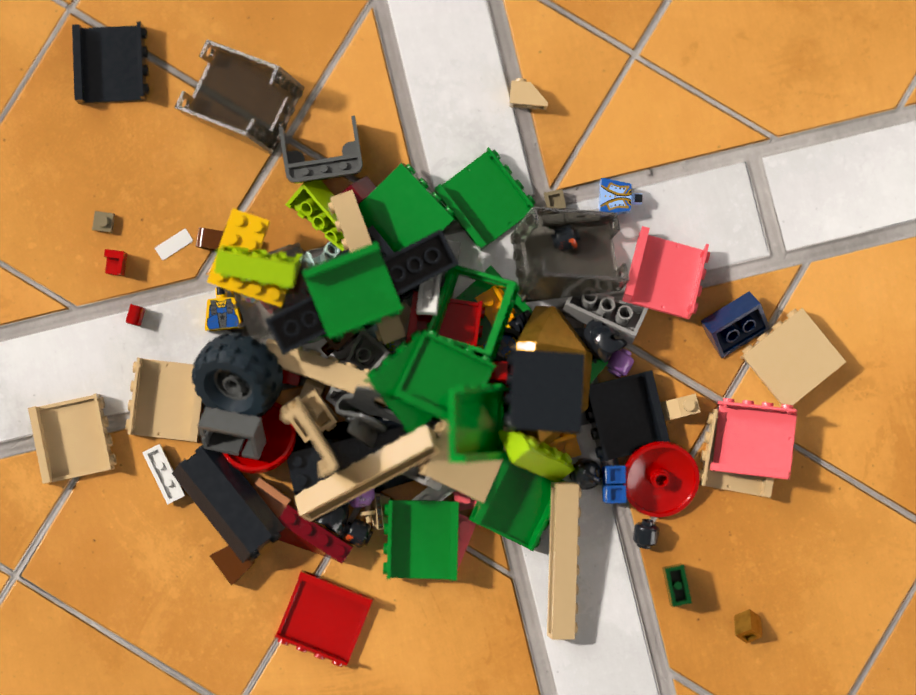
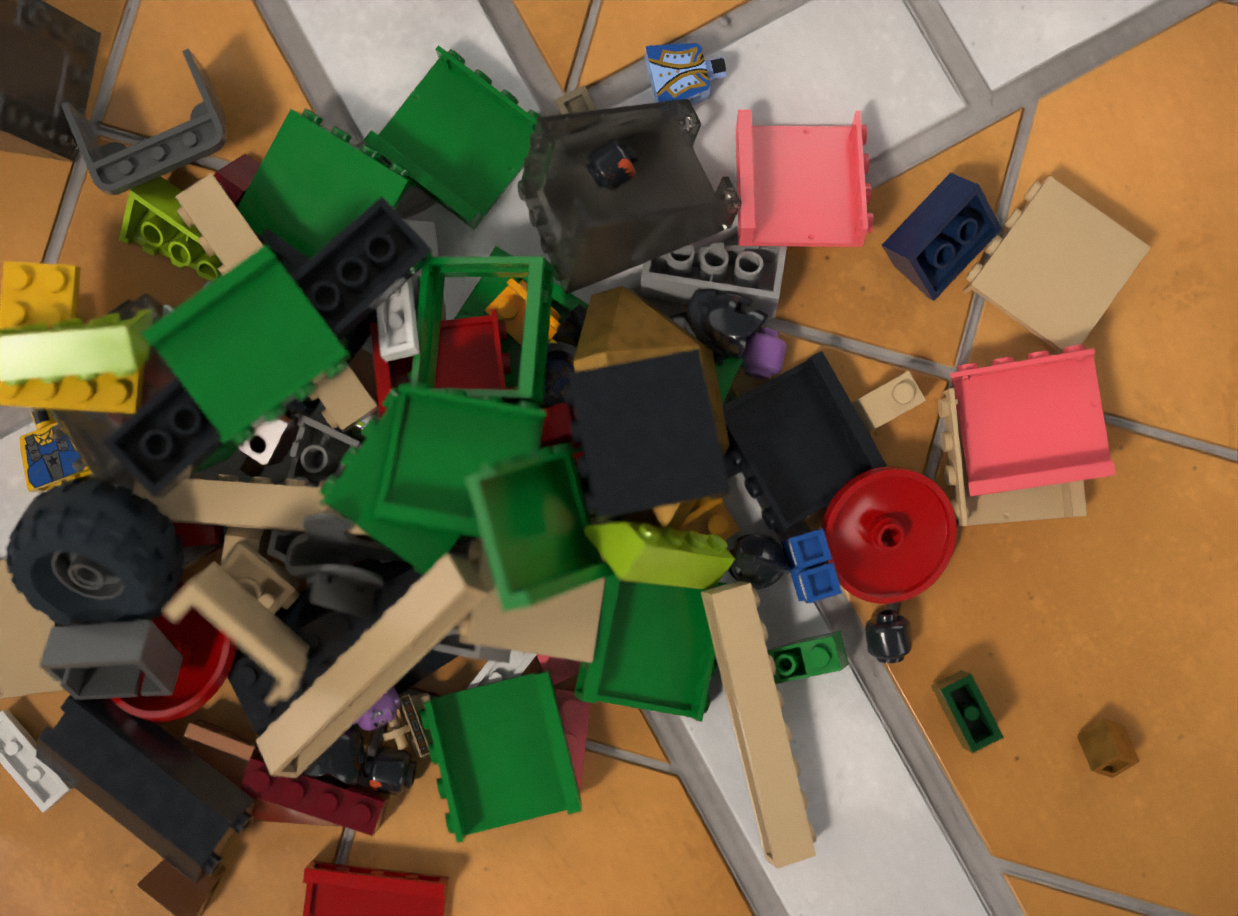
camera: 15 degrees left, 0 degrees up
(600, 533) = (809, 657): none -> green slope

